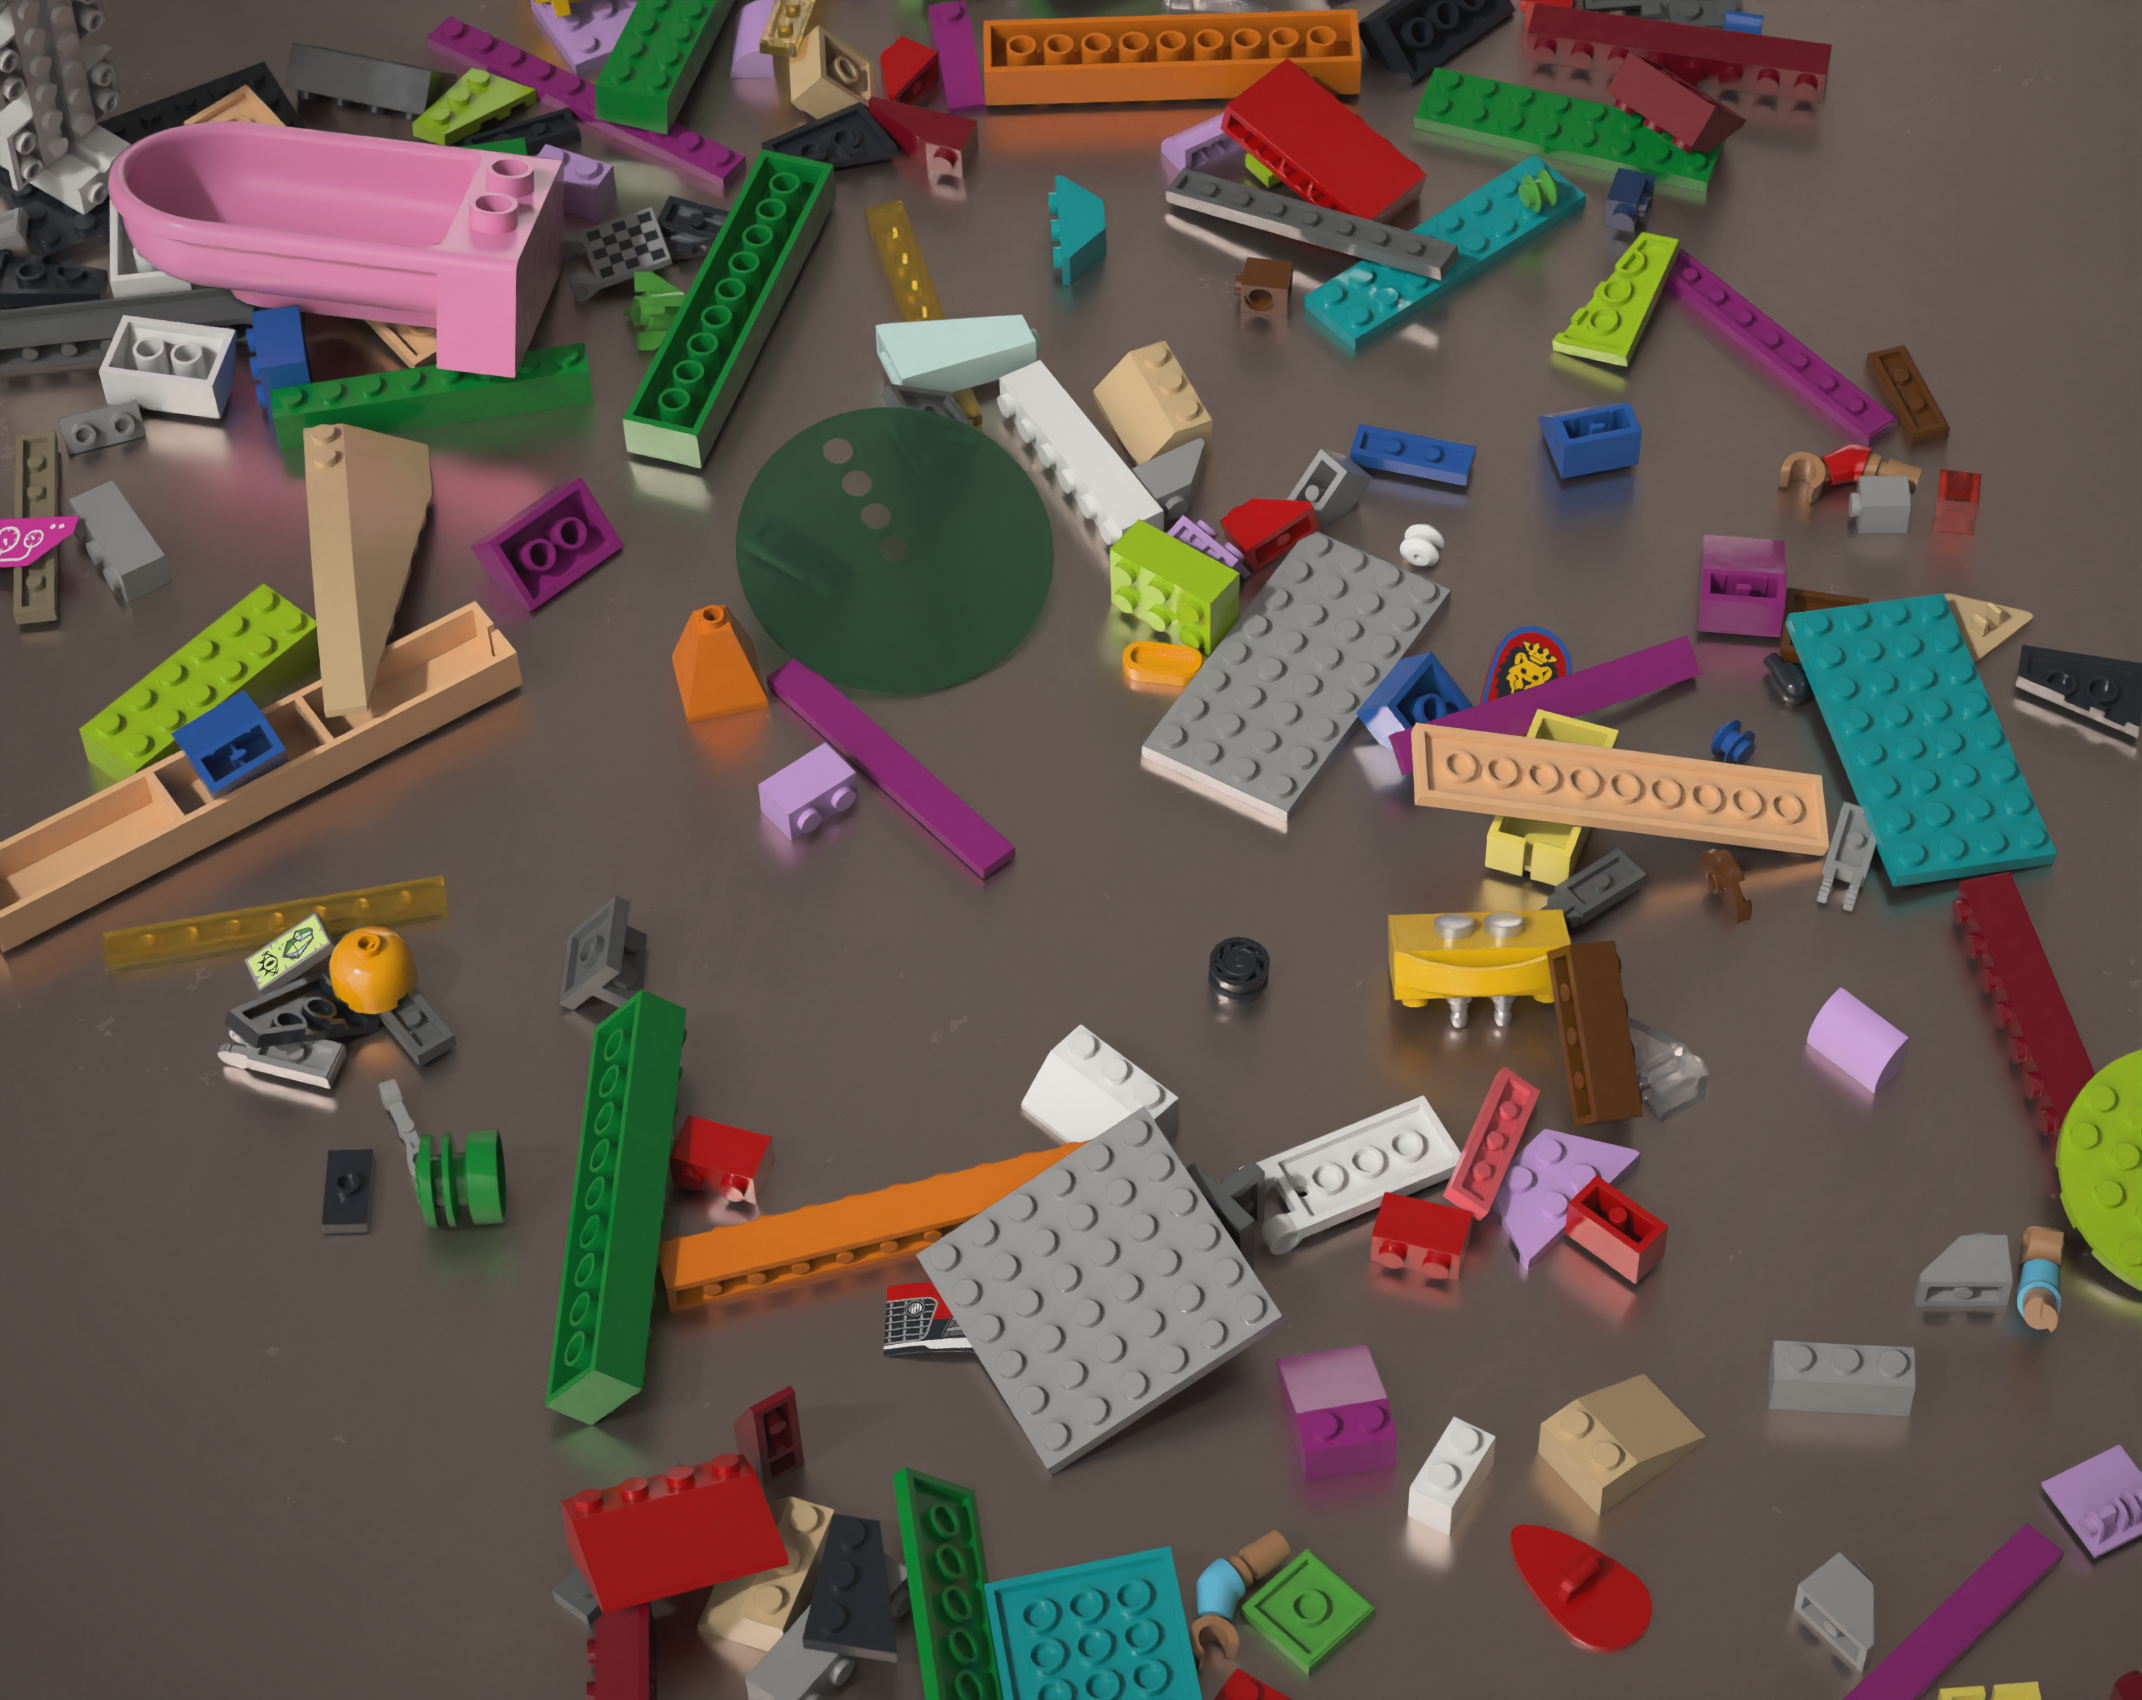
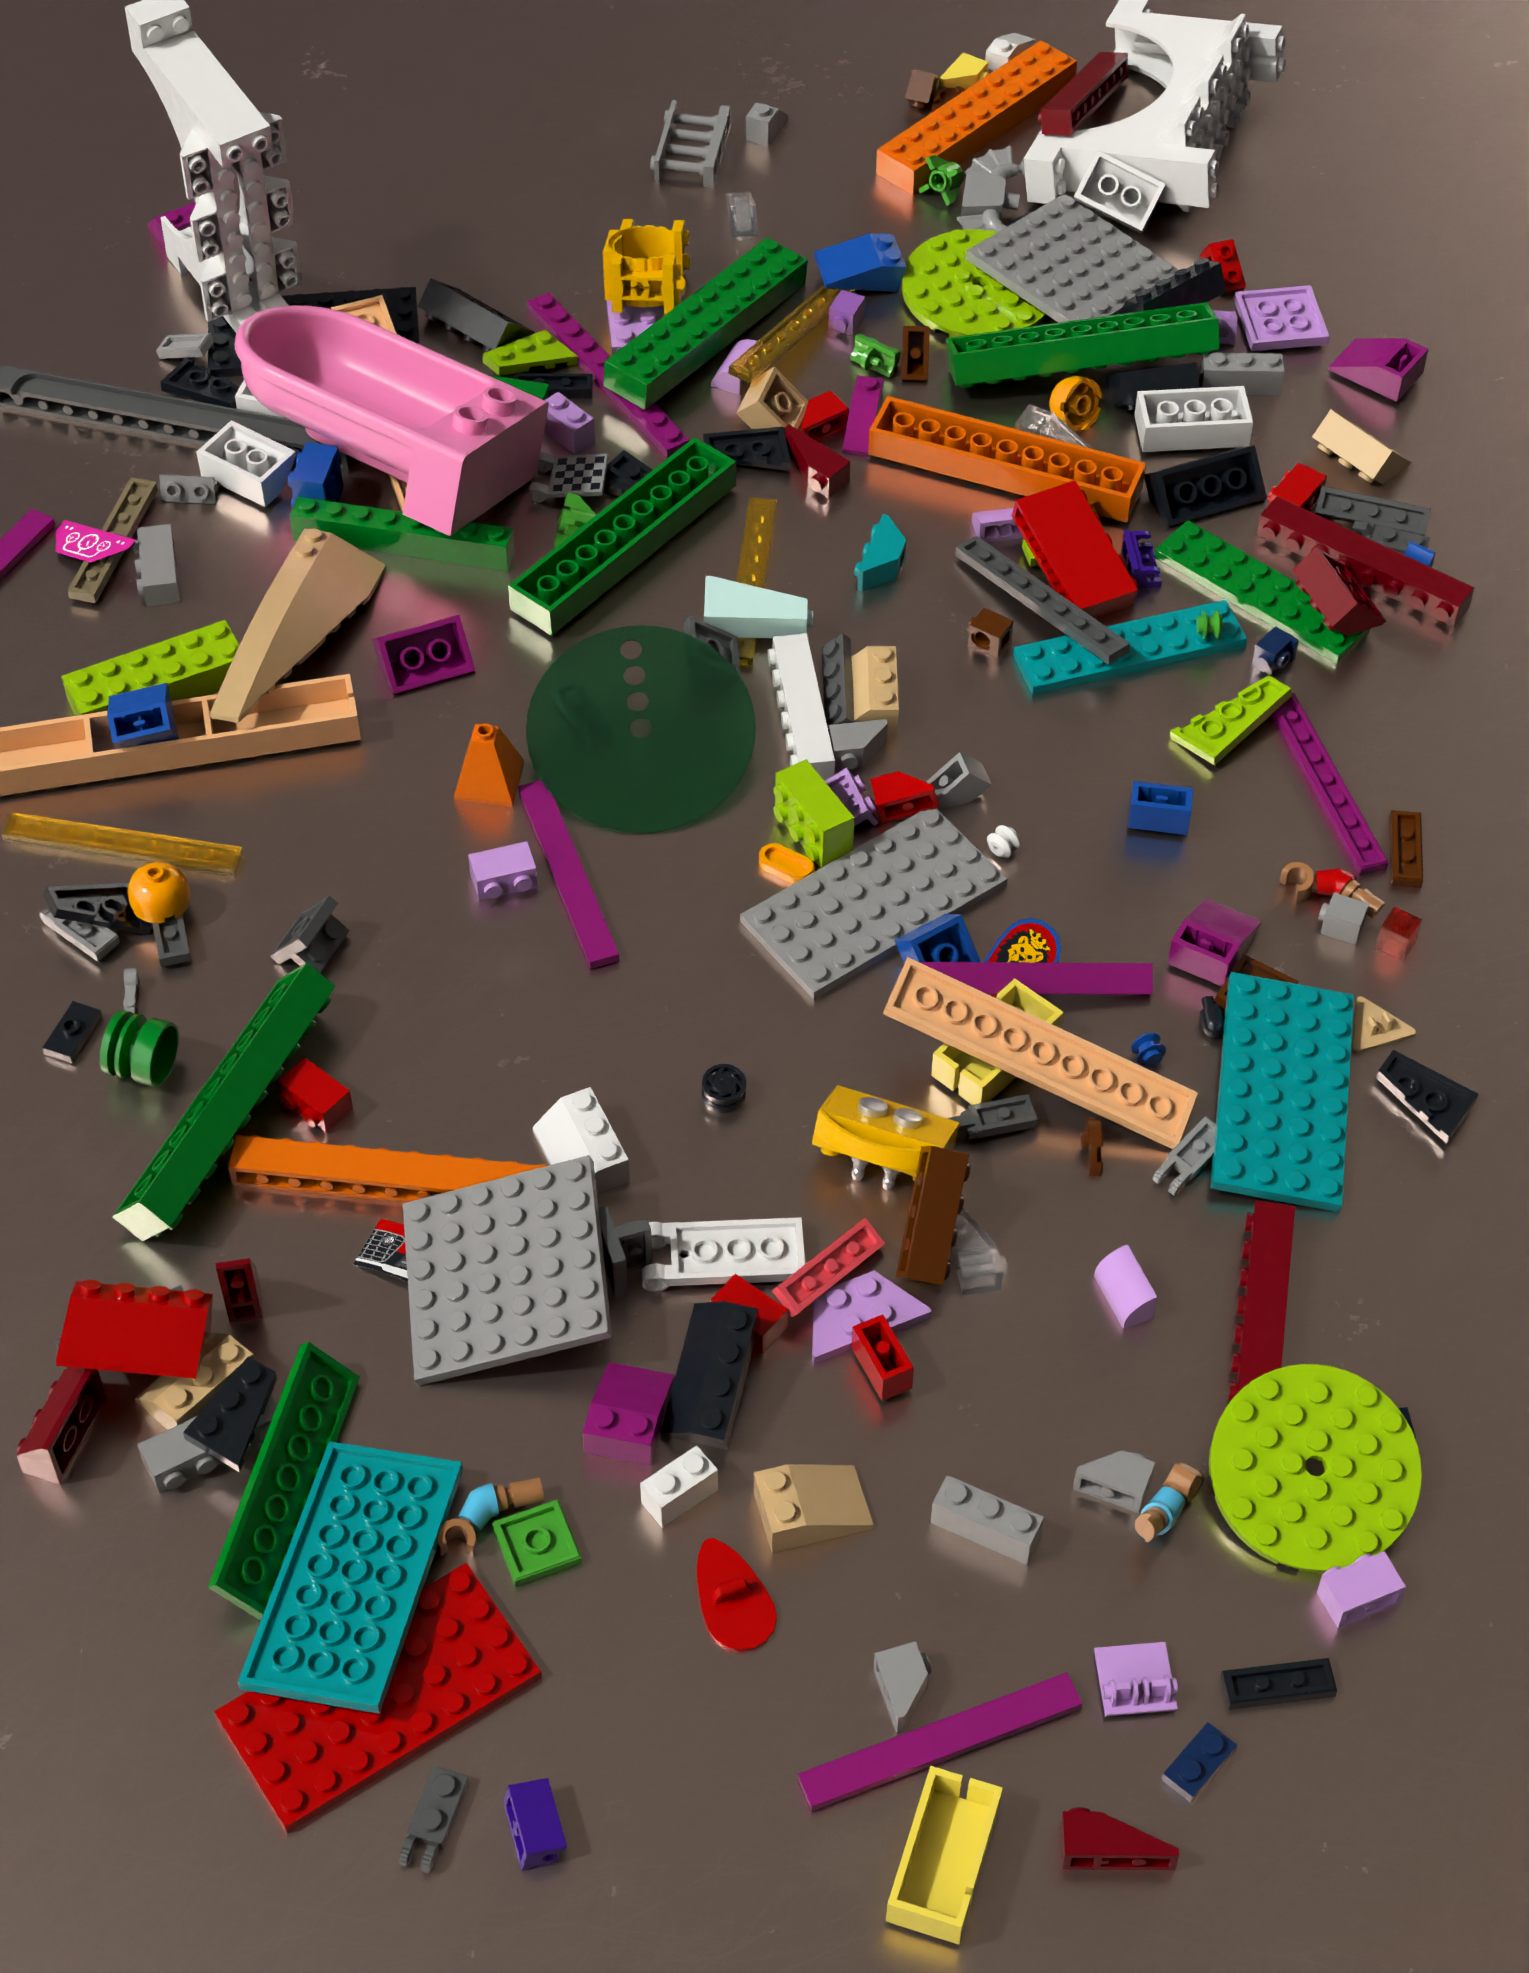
camera: 20 degrees right, 0 degrees up
(290, 954) = (116, 865): tile -> none
(1108, 408) = (838, 681): none -> dark grey plate
(1403, 133) = (1140, 559): none -> dark purple hinge
(1412, 454) = (1030, 778): blue plate -> none
(1421, 1323) = (711, 1373): none -> black slope

